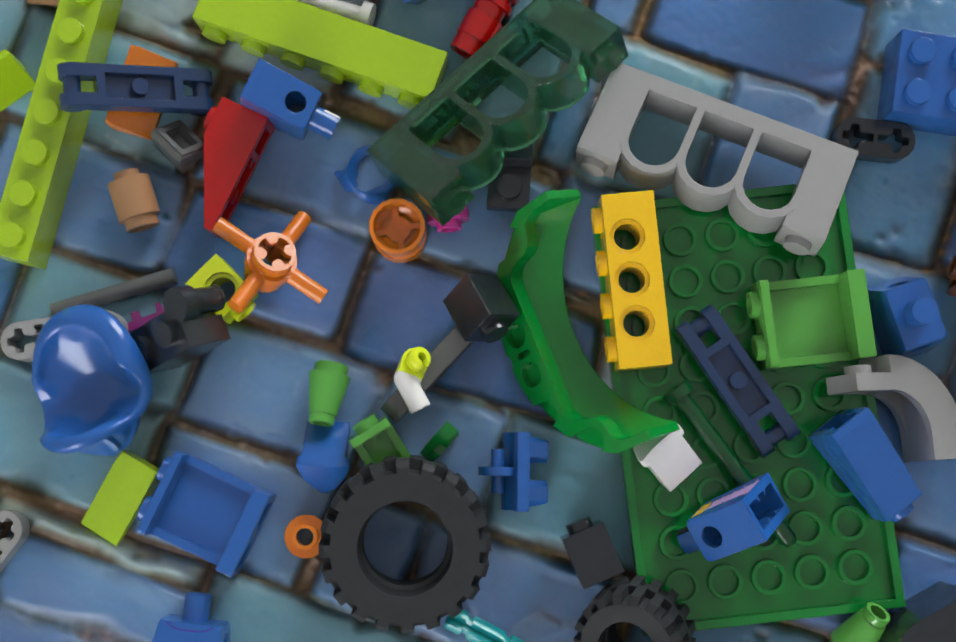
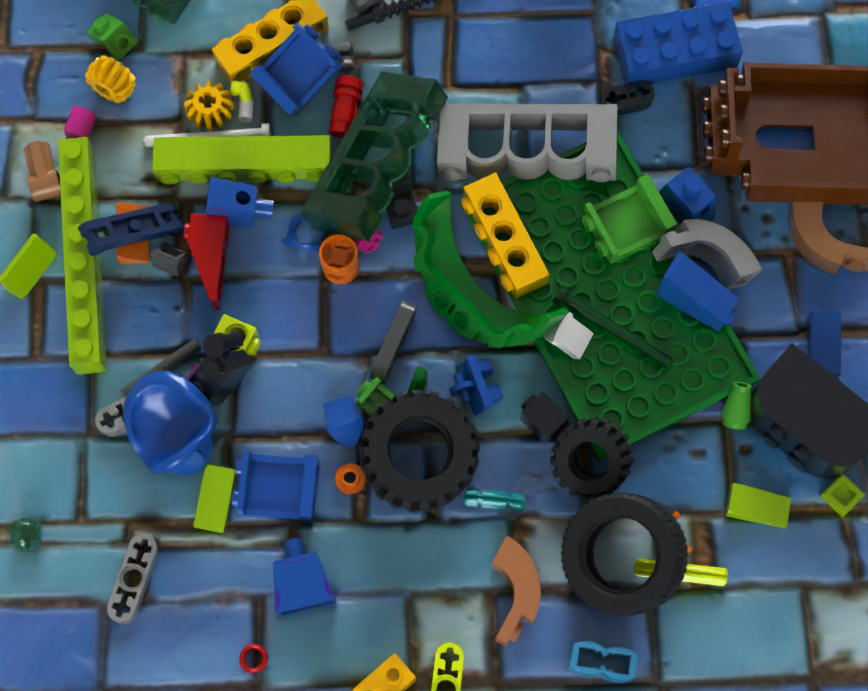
camera: 20 degrees left, 10 degrees down
(134, 200) = (154, 302): medium nougat brick -> none
(279, 251) = (261, 307): orange bar -> none
(326, 391) = (329, 378): bright green cone -> none
(409, 377) = (382, 345): arm -> none
(481, 308) = (412, 287): black brick -> none
(735, 520) = (625, 357): blue torso -> none
(737, 381) = (596, 274): dark blue plate -> none

